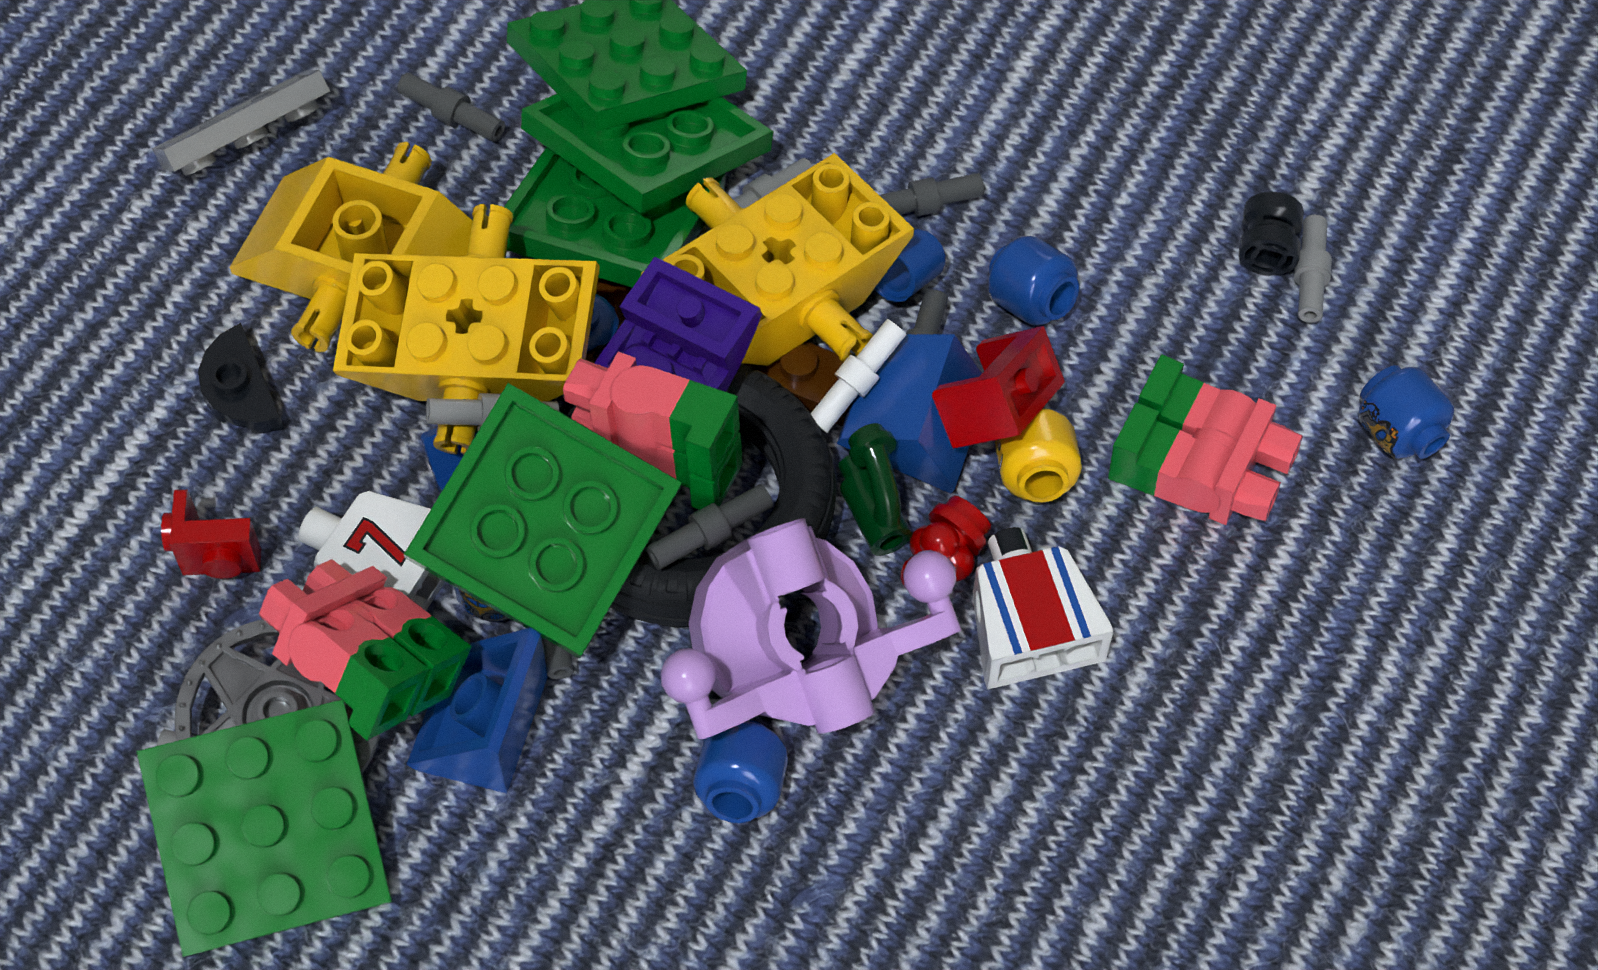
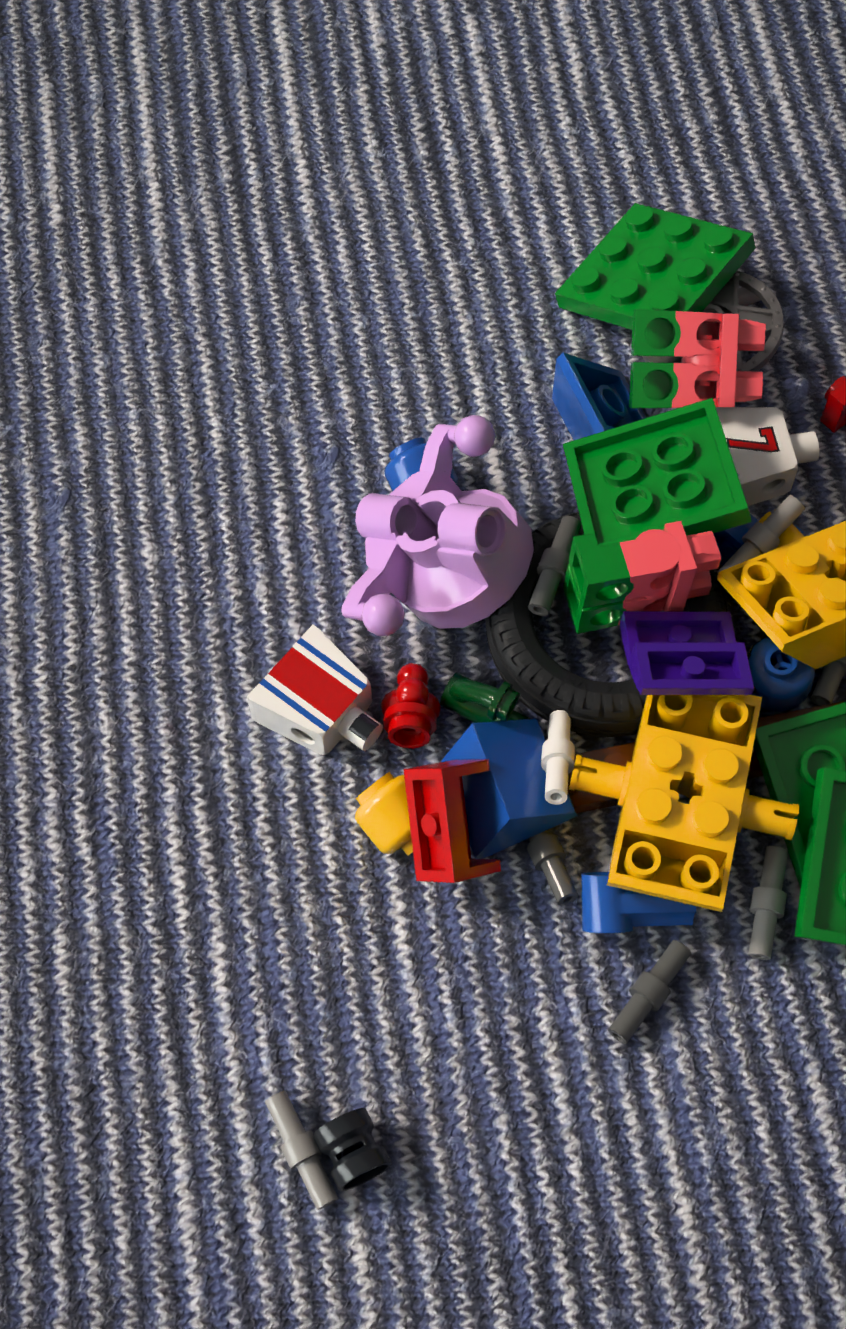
camera: 145 degrees right, 5 degrees up
(1033, 280) = (505, 961): blue head -> none
(1202, 446) = (287, 908): coral hips -> none
(1406, 412) = (144, 1042): blue head -> none

